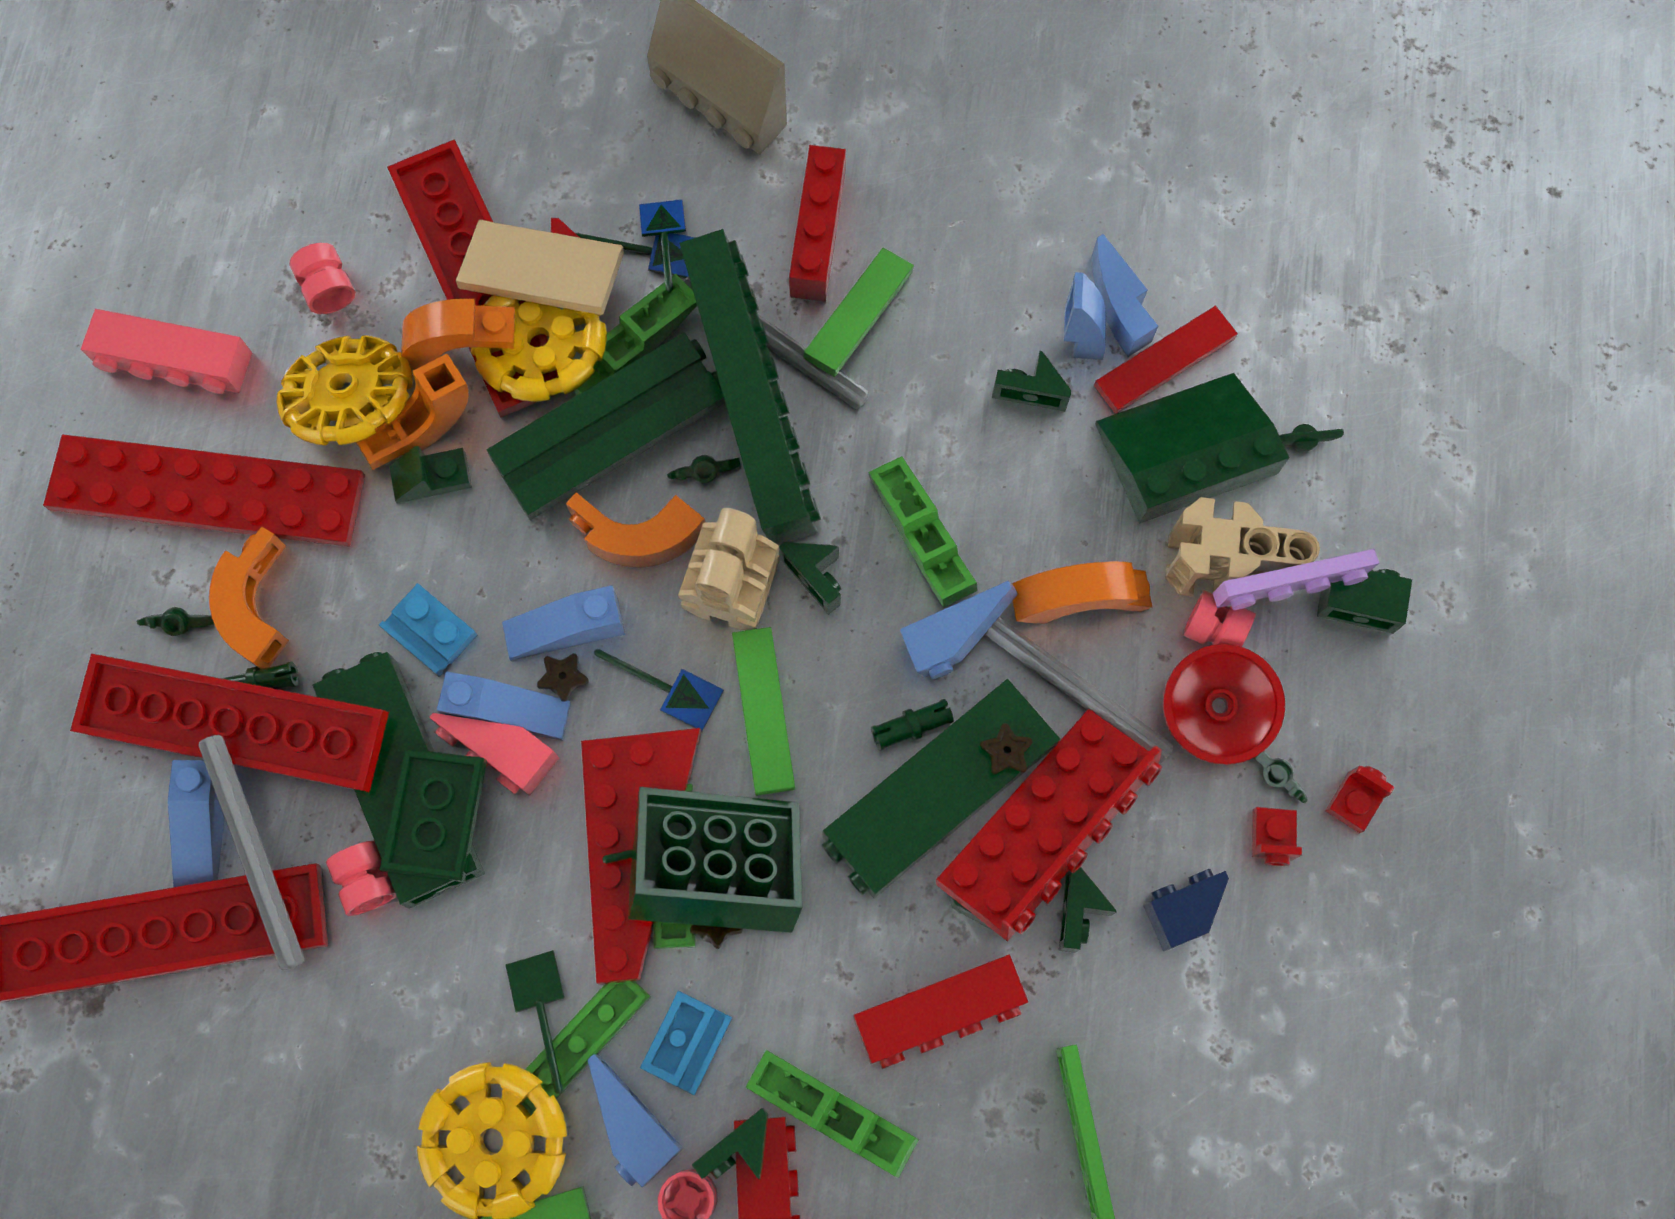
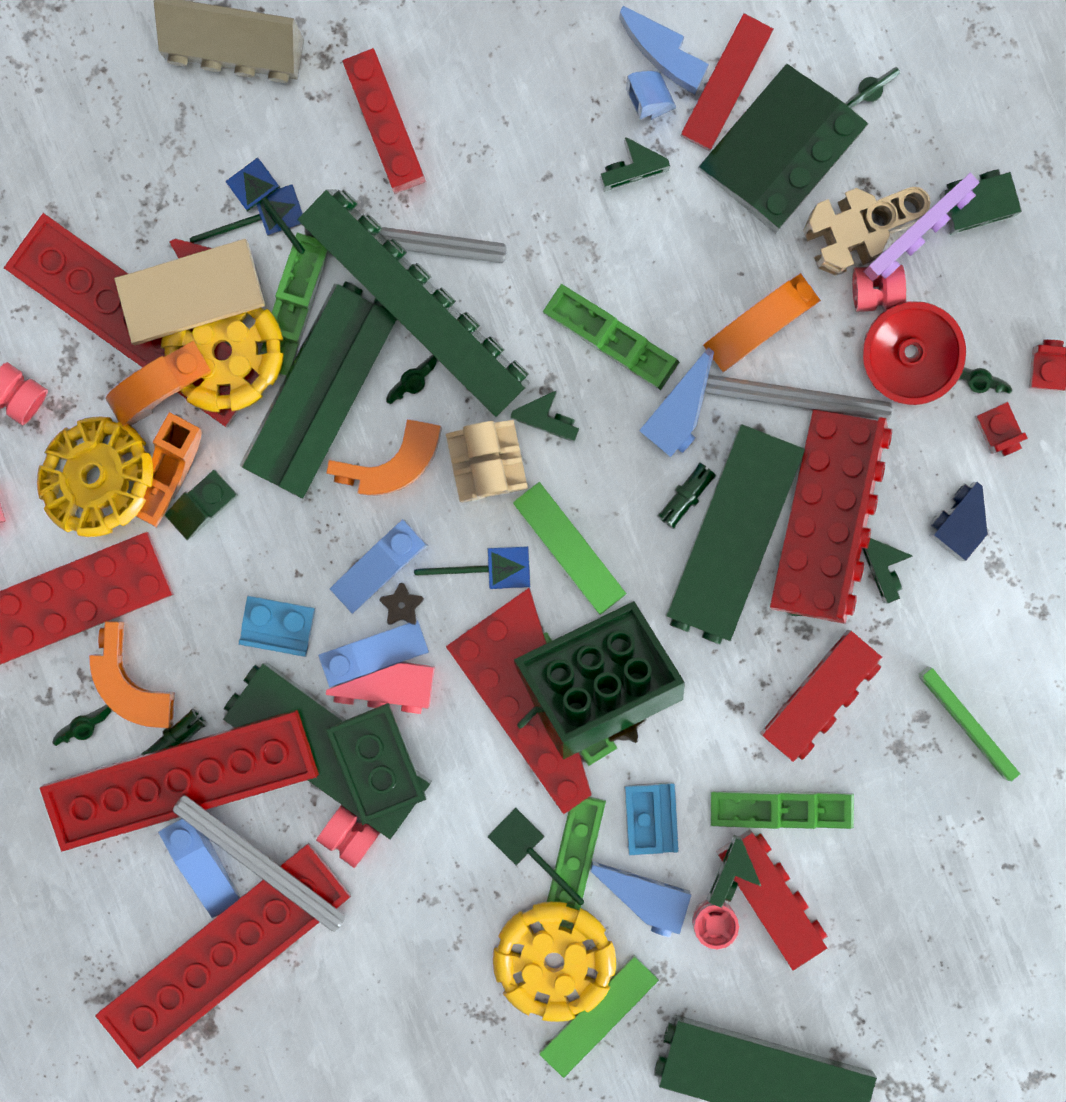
camera: 30 degrees left, 15 degrees up
(858, 312) = (460, 180): bright green tile -> none
(1001, 760) = (780, 484): dark brown plate -> none

